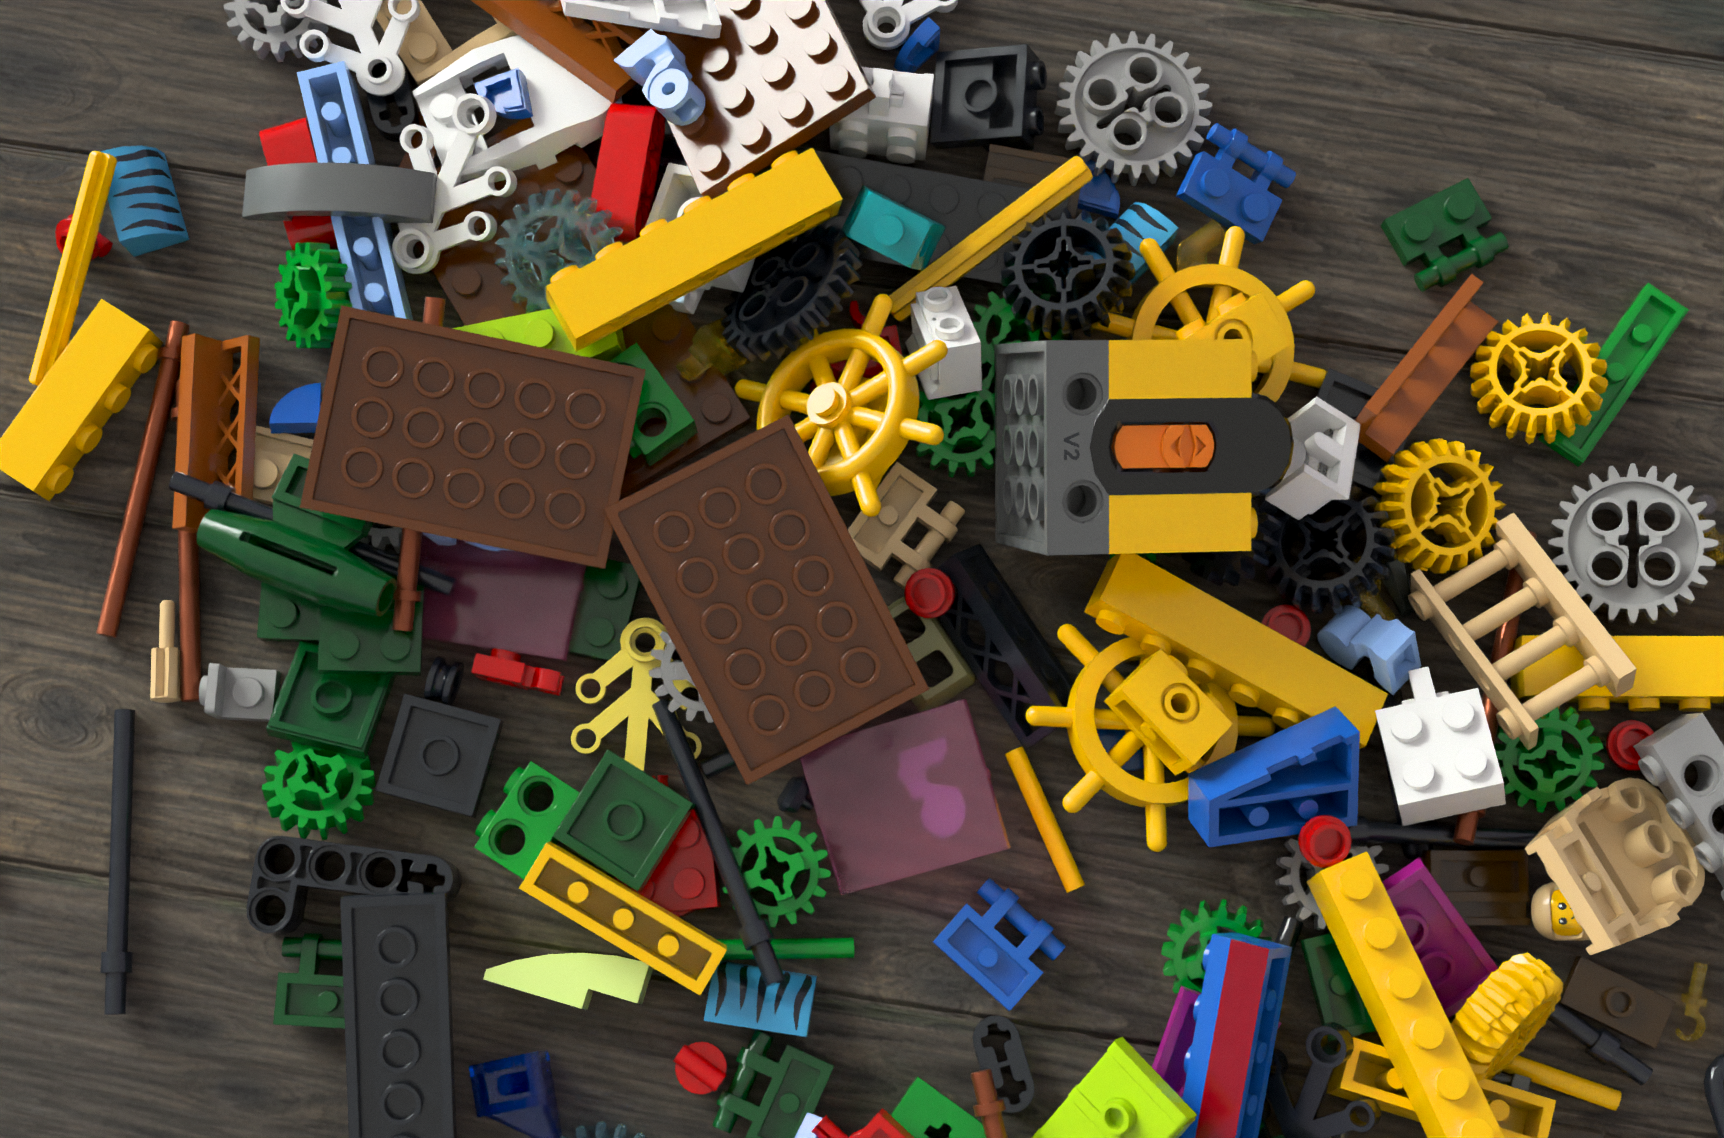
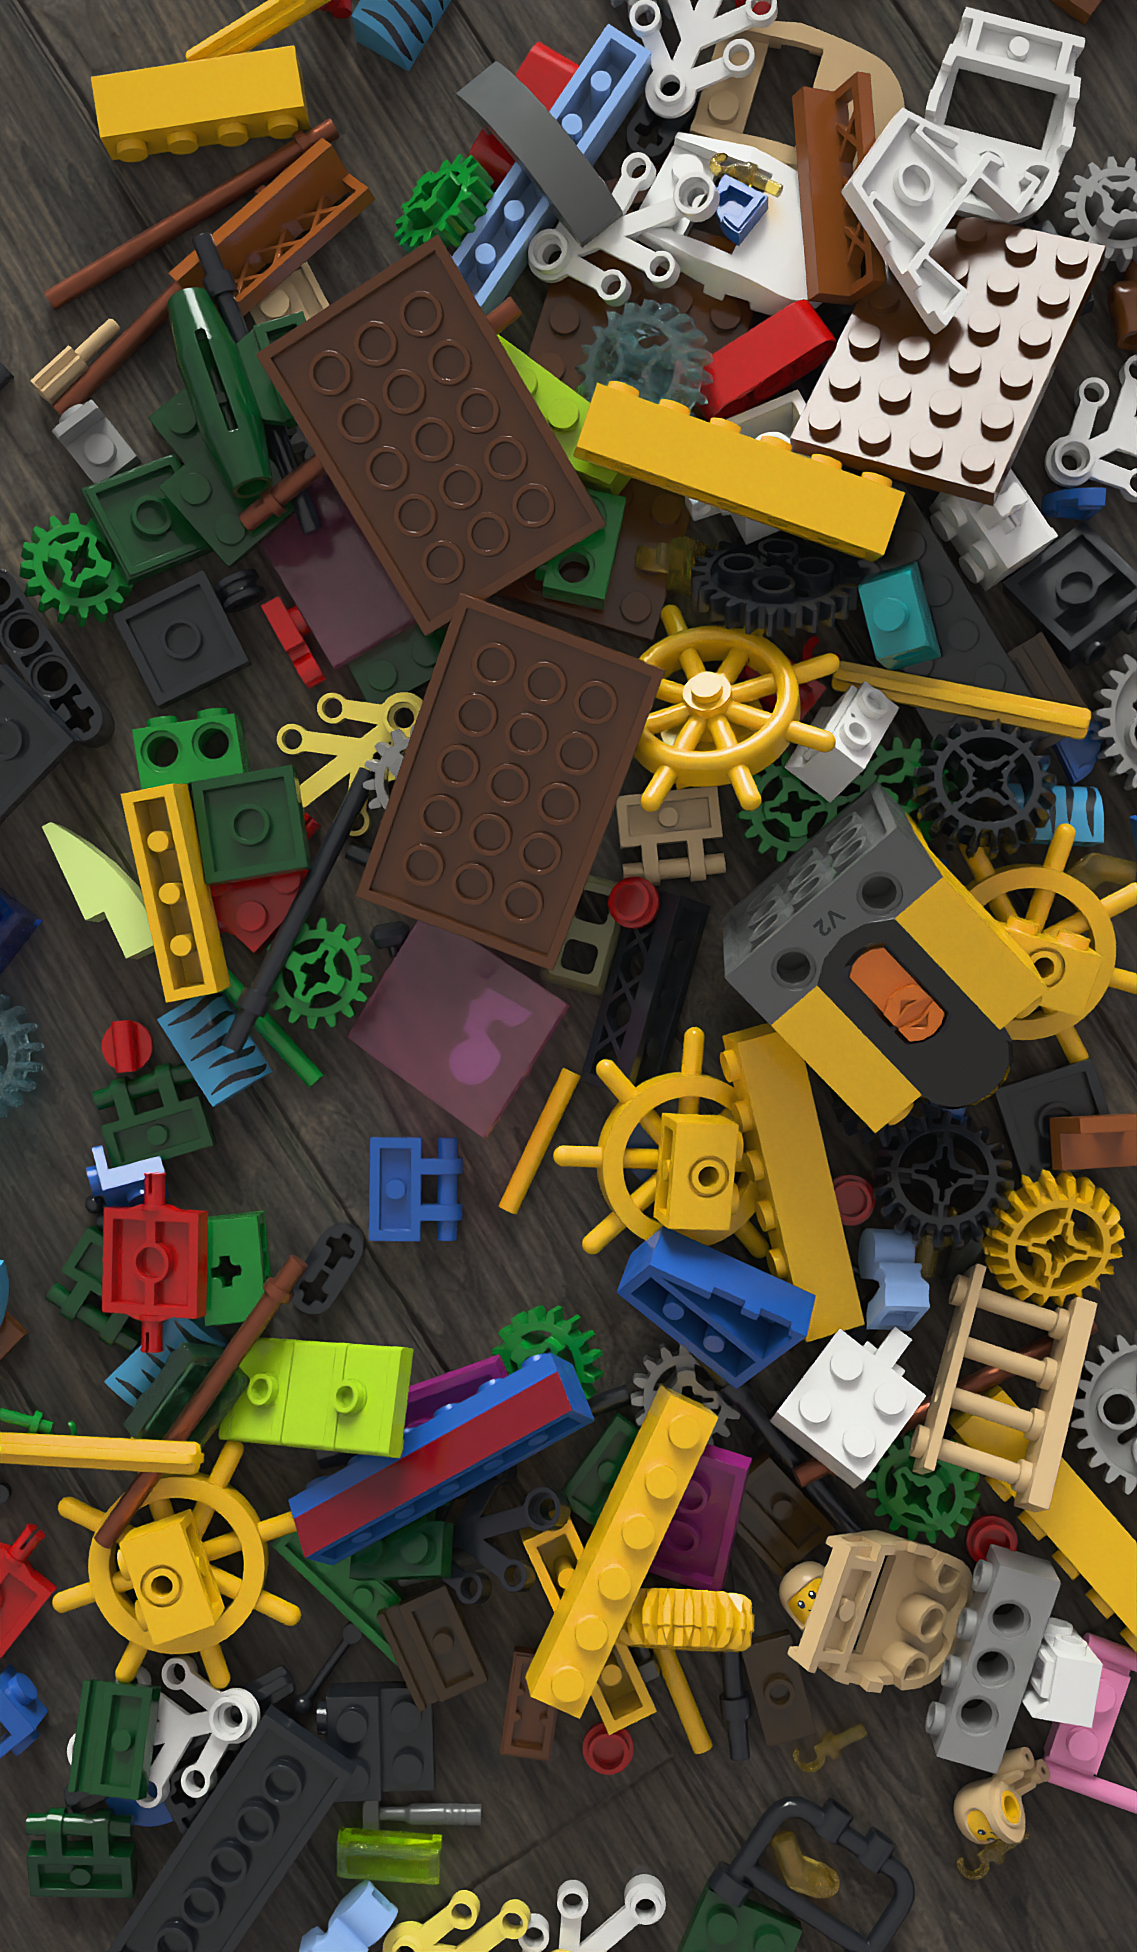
camera: 45 degrees right, 10 degrees up
(297, 410) = (340, 278): blue tile -> none
(487, 70) = (746, 174): none -> clear yellow hand
(666, 80) = (862, 322): light blue leg -> none
(1320, 460) = (1009, 1120): white window -> none
(1324, 841) = (699, 1377): red plate -> none

